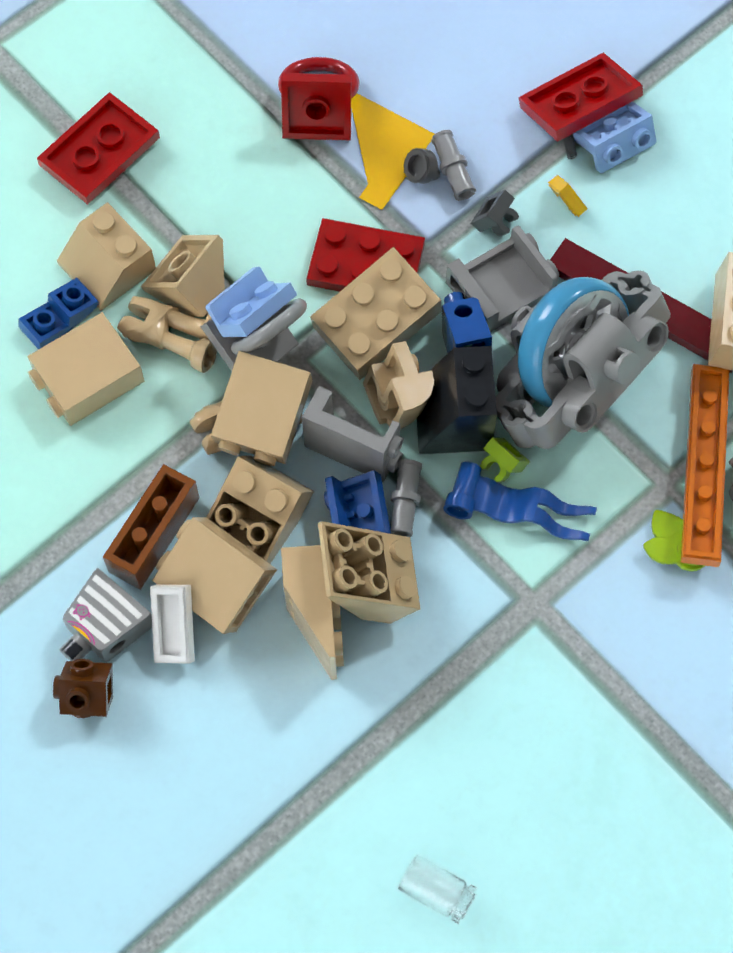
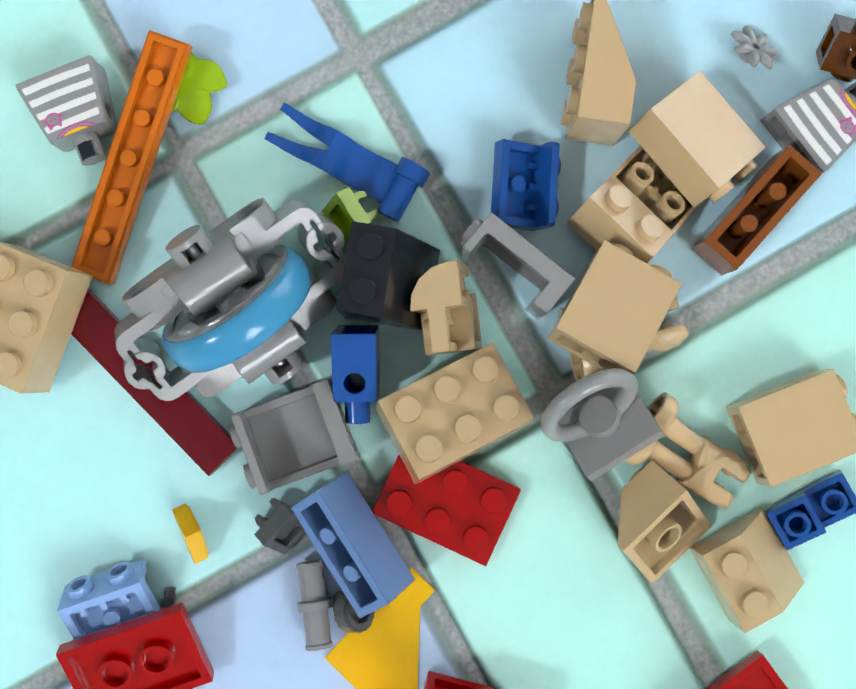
camera: 170 degrees left, 20 degrees up
(172, 623) = (750, 98): white tile -> none
(172, 683) = (753, 48): none -> light grey plant
(248, 303) = (607, 438): light blue bracket -> none
(369, 572) = (538, 89): tan slope -> none
(405, 497) = (468, 192): light grey pin -> none
(433, 208) = (353, 545): none -> medium blue brick

